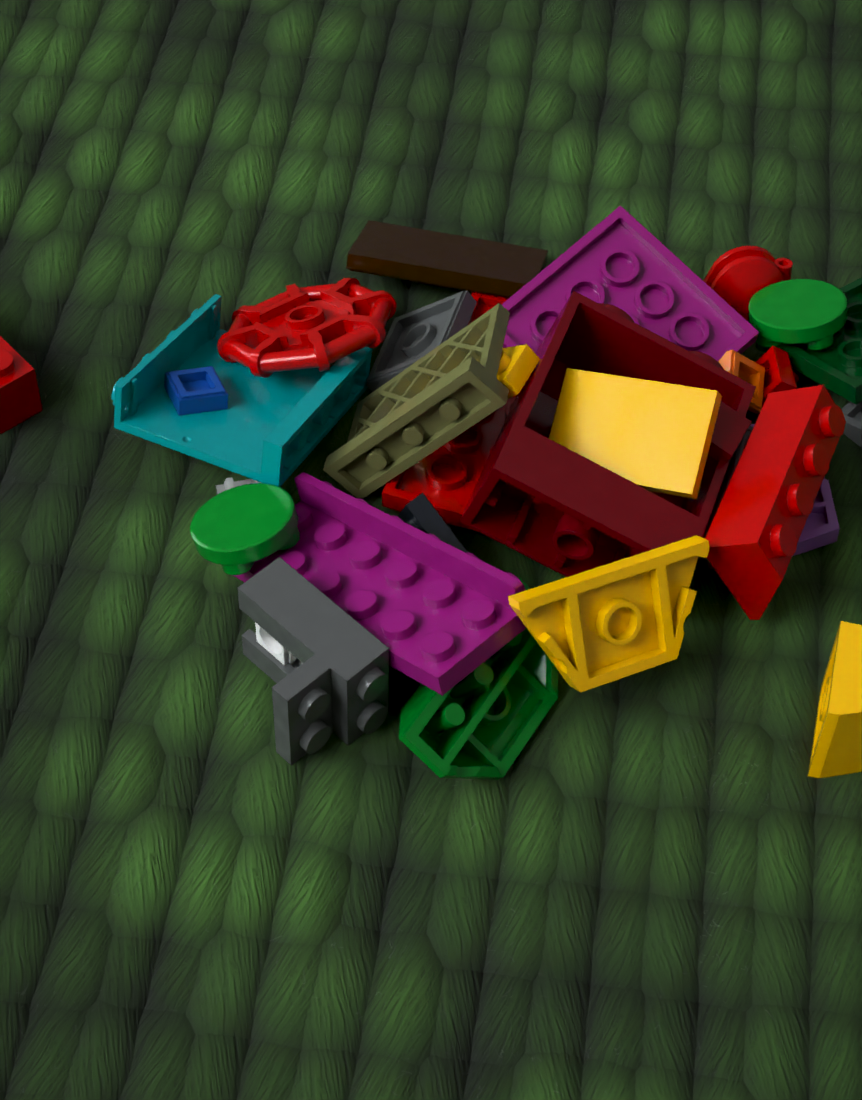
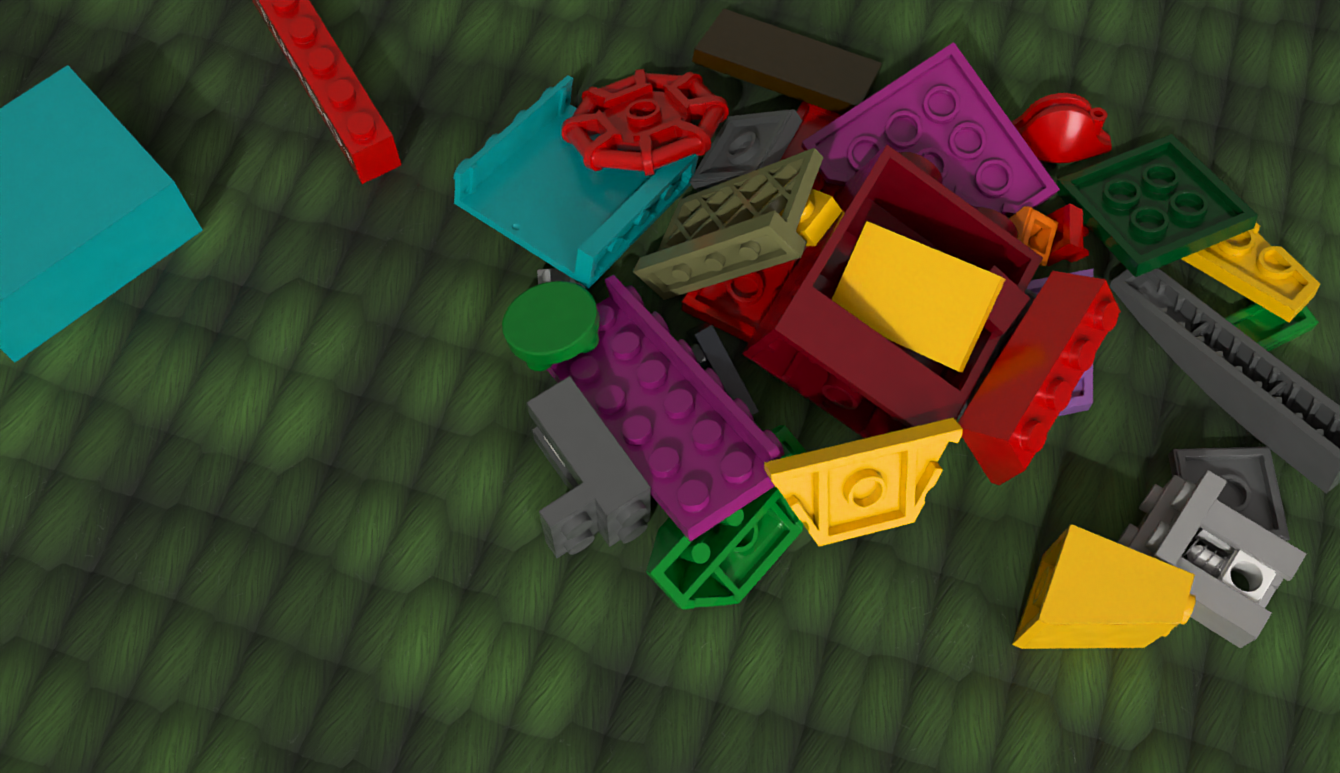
camera: 10 degrees right, 15 degrees up
(196, 390) = (533, 175): blue tile -> none
(798, 313) = (1101, 170): green tile -> none

